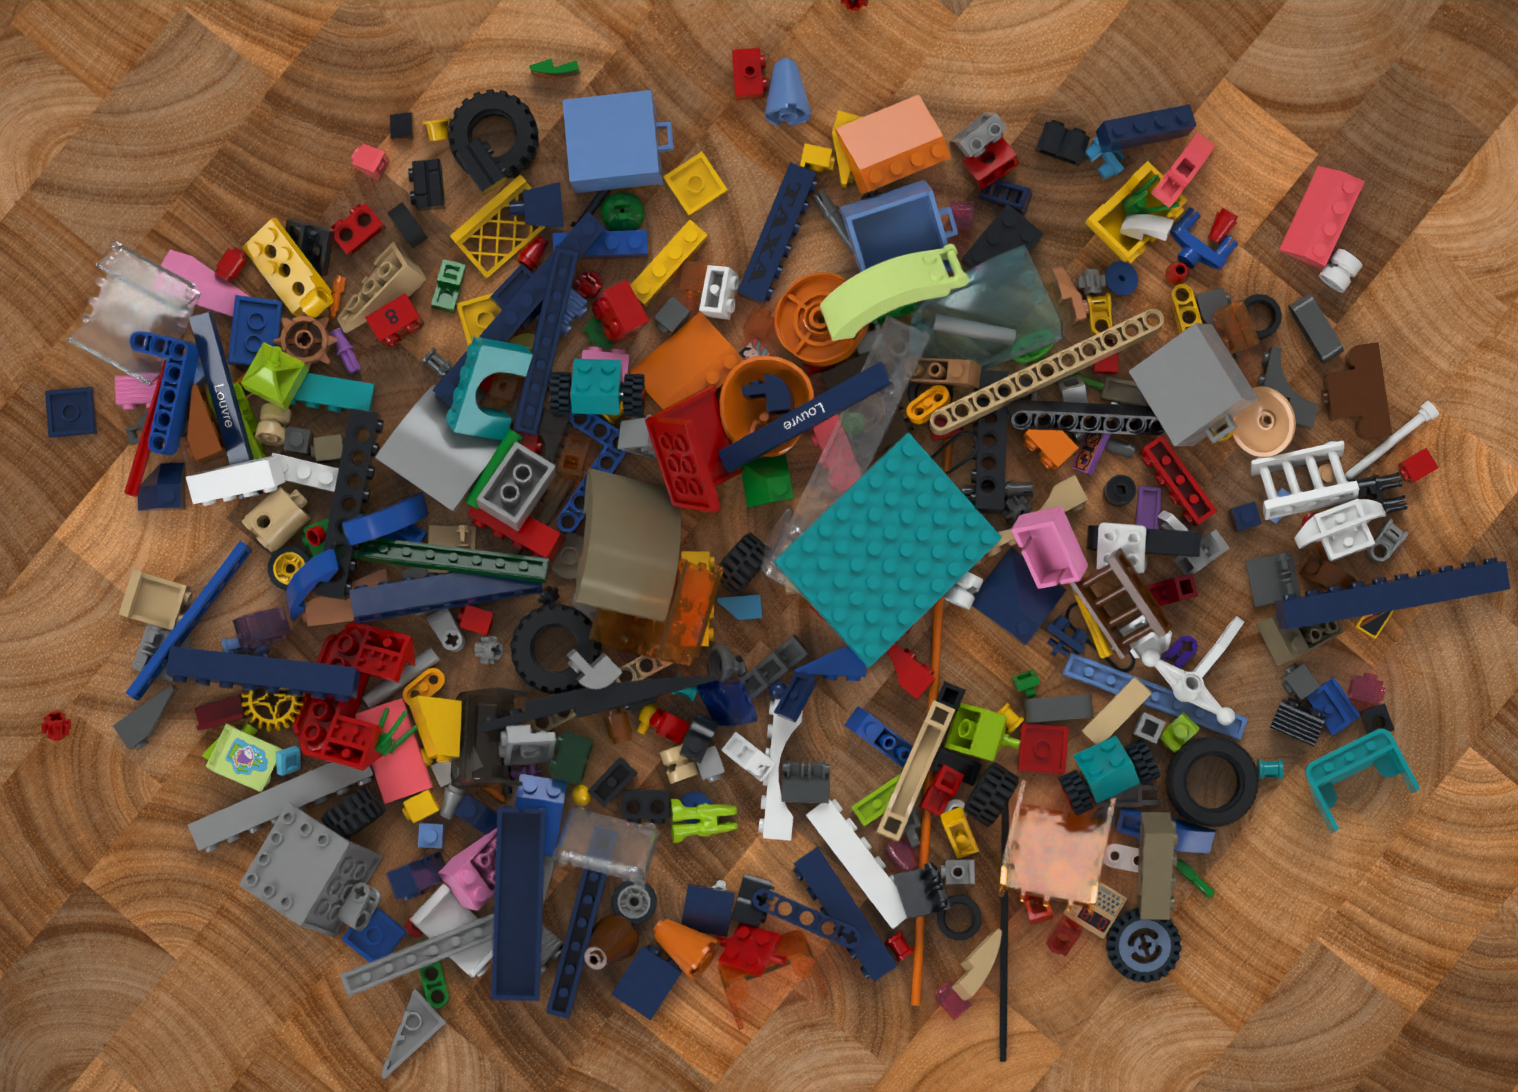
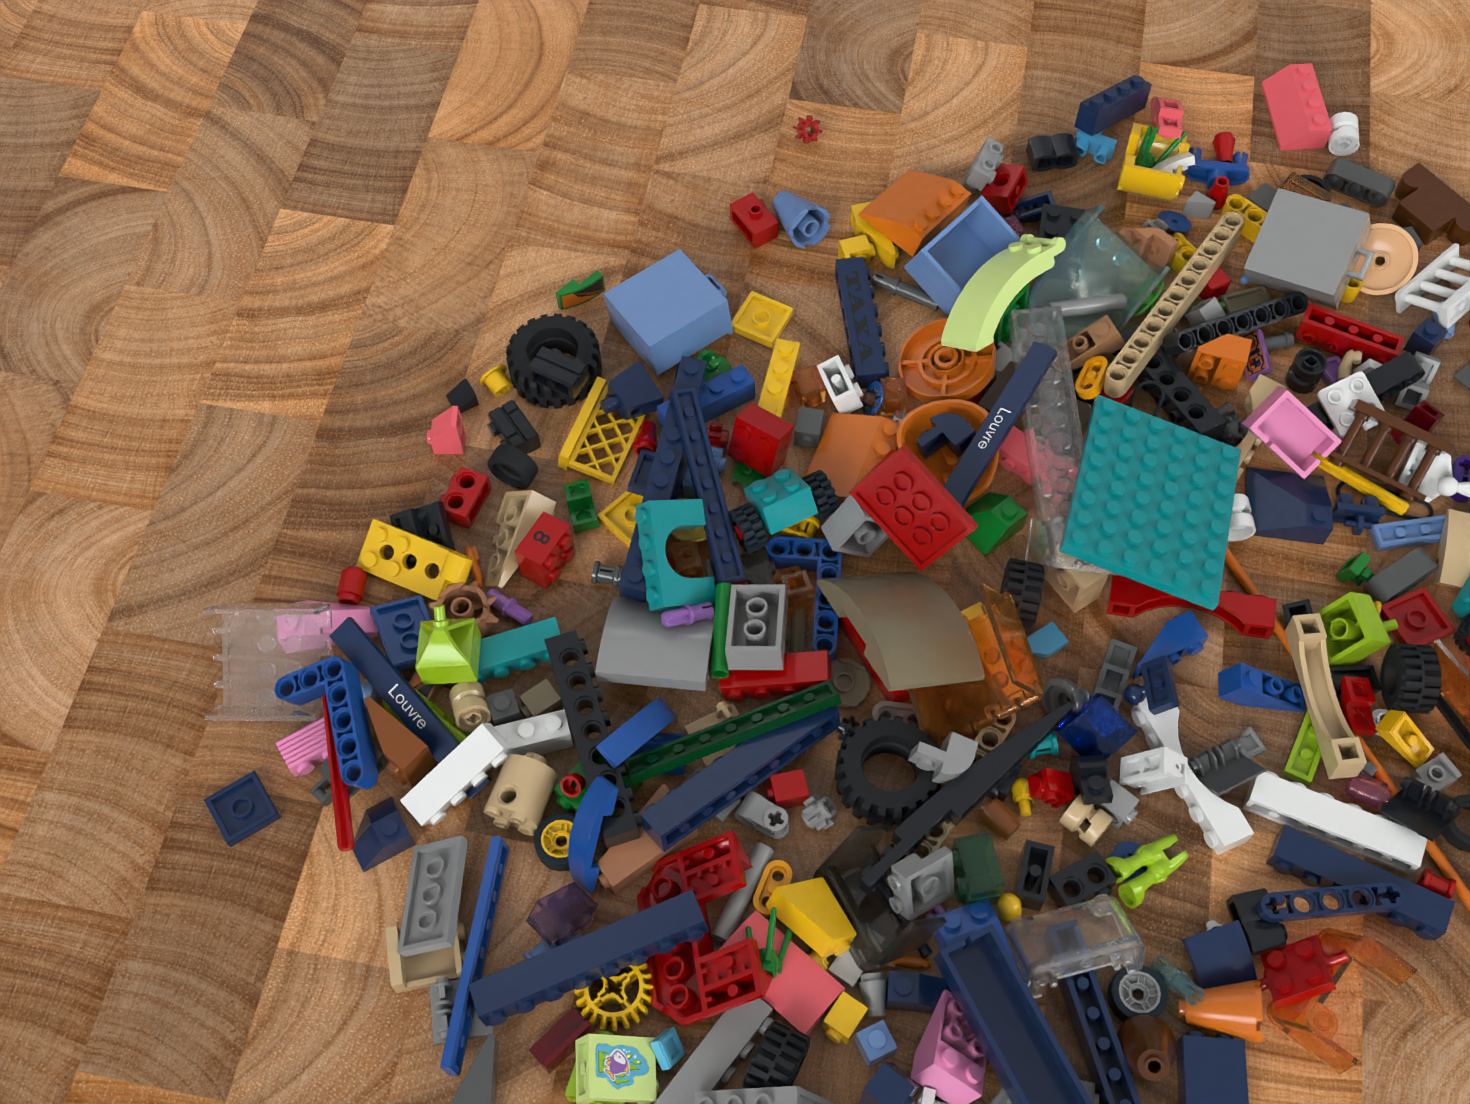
camera: 30 degrees left, 25 degrees down
(177, 563) = (433, 897): none -> light grey plate
(471, 444) = (687, 614): none -> medium lavender axle
(664, 909) = (1178, 980): none -> clear light blue pin
(739, 318) = (872, 398): none -> piece
(843, 772) = (1250, 744): none -> light grey tile
(1152, 274) = (1199, 206): none -> light grey slope
(1155, 505) = (1350, 357): none -> tan arm

